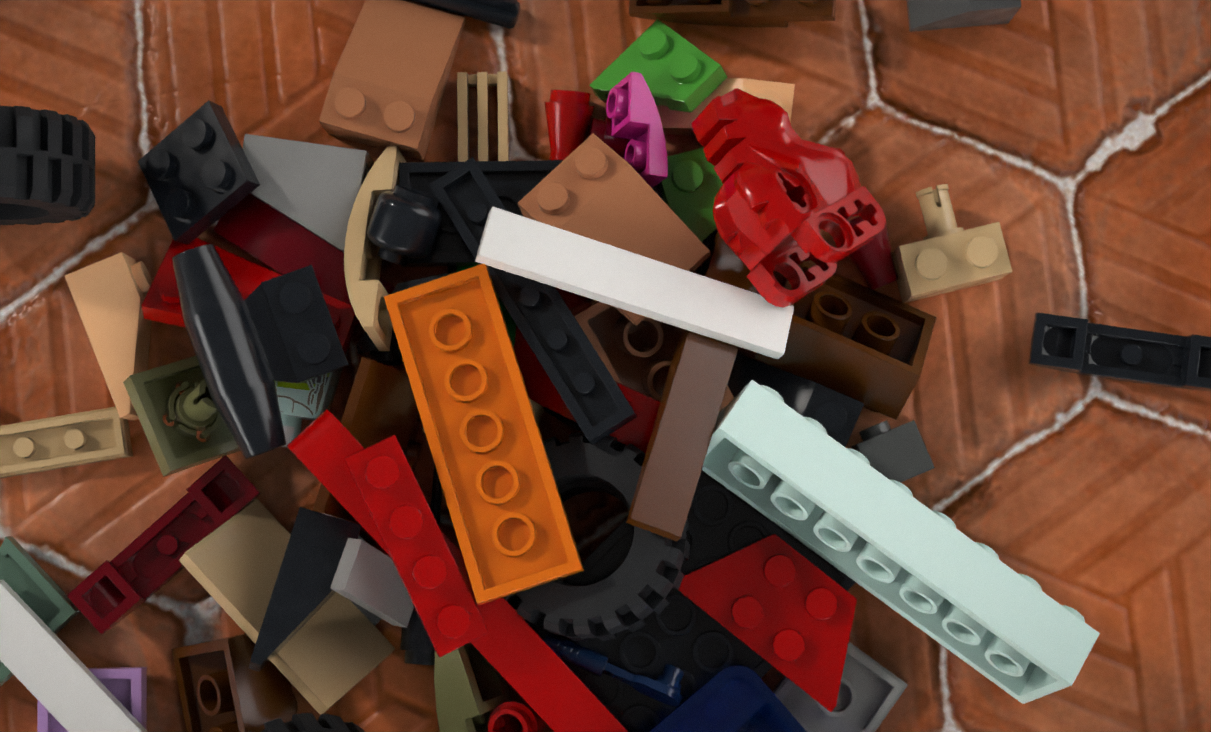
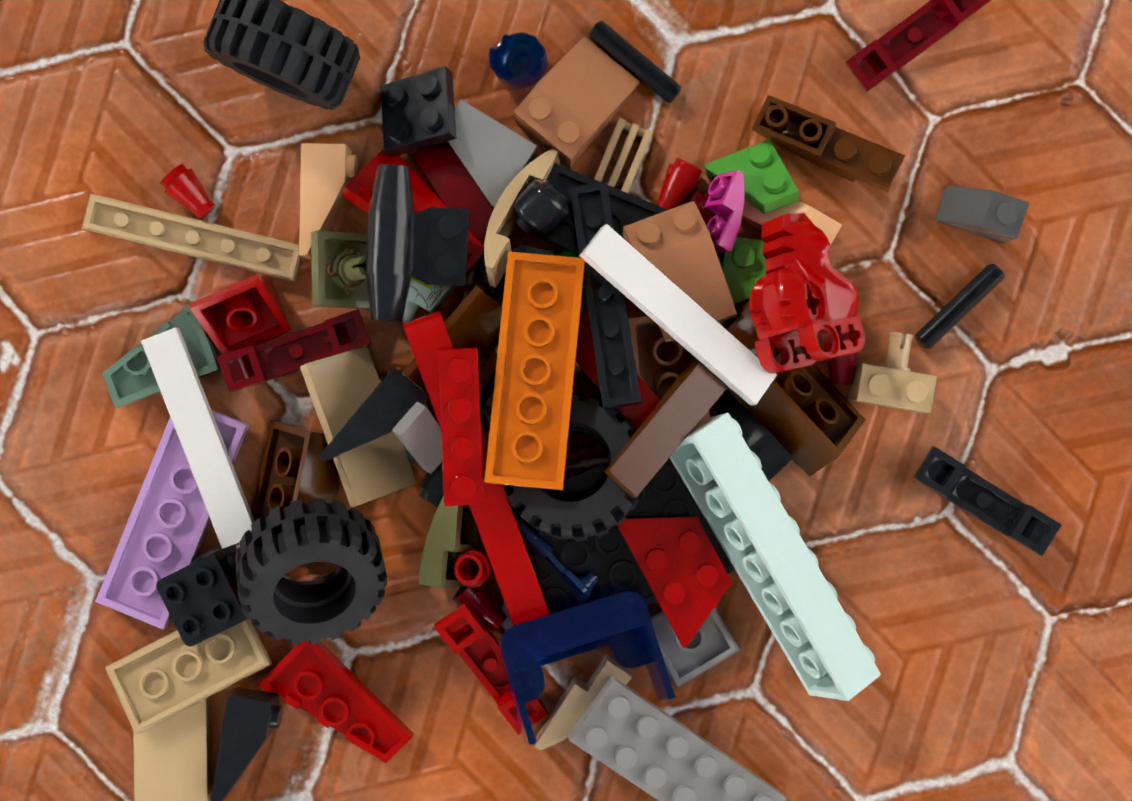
camera: 15 degrees right, 5 degrees up
(77, 526) = (242, 314): none -> red slope
(298, 55) = (518, 60): none -> clear blue hair
(896, 451) = (799, 496): dark grey brick -> none
(989, 124) = (959, 306): none -> black axle

